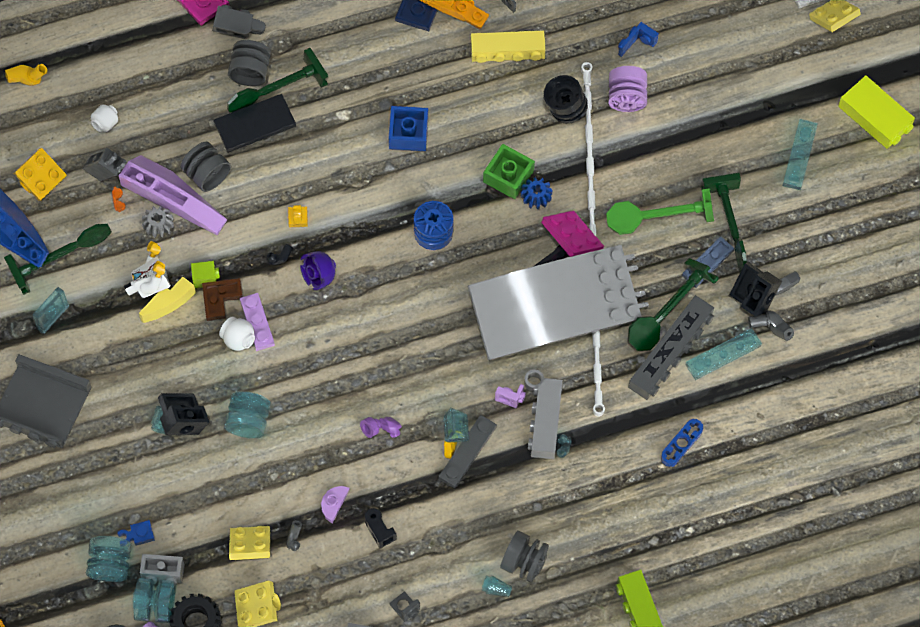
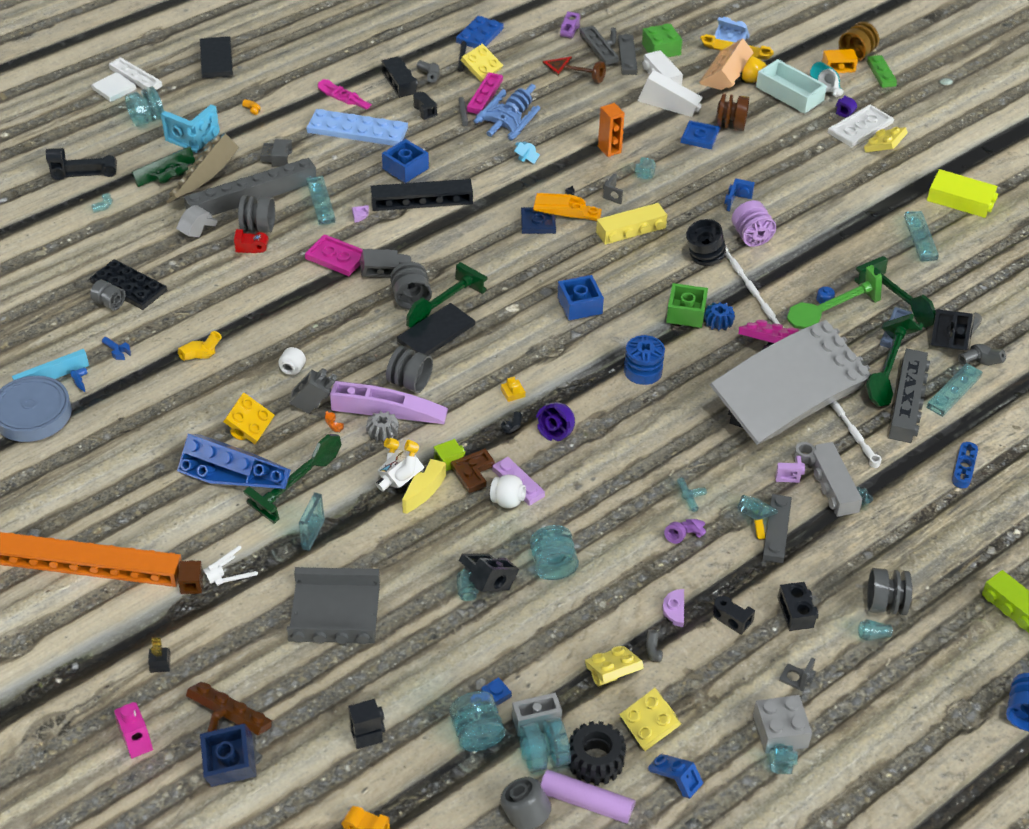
camera: 20 degrees left, 20 degrees down
(18, 529) = (366, 723): none -> black piece
(403, 388) = (689, 494): none -> clear light blue piece
(435, 539) = (797, 606): none -> black brick
(658, 199) = (825, 294): none -> blue piece

